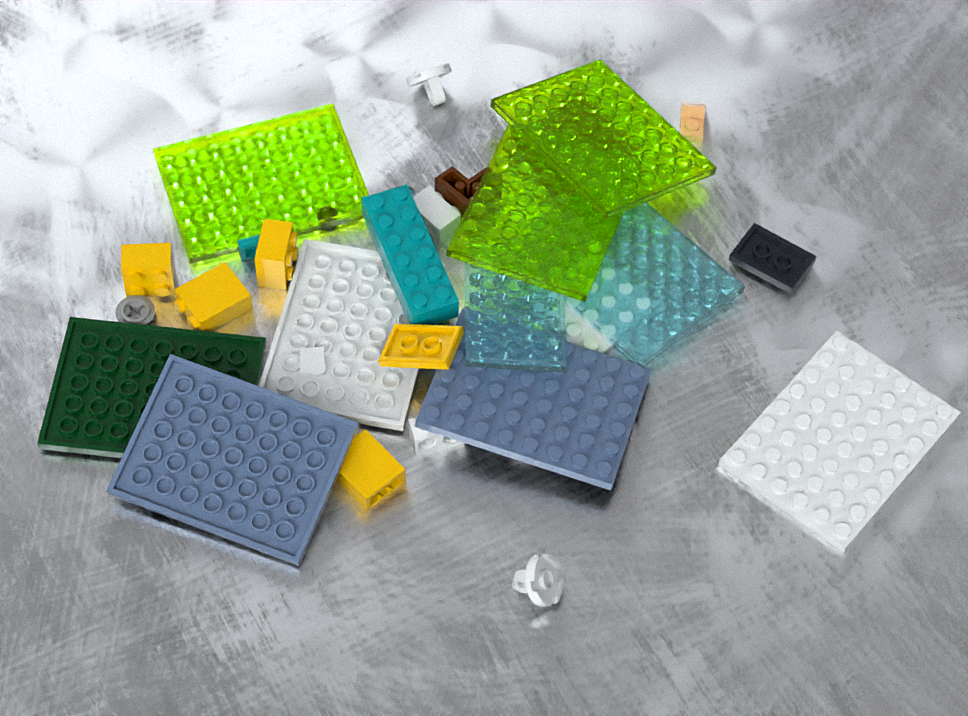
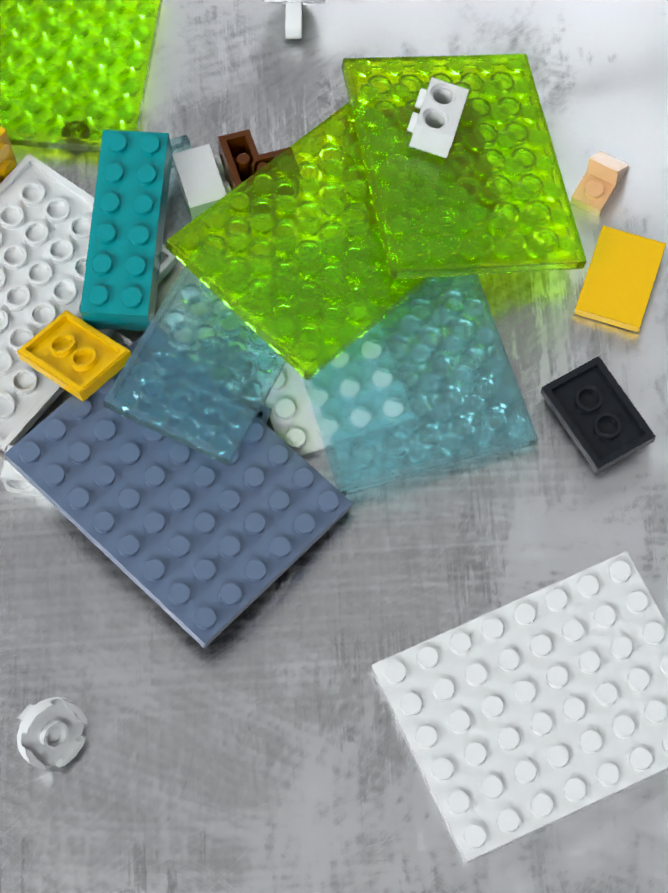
camera: 30 degrees right, 10 degrees up
(578, 111) = (438, 118): none -> white brick
(738, 173) = (620, 279): none -> yellow tile

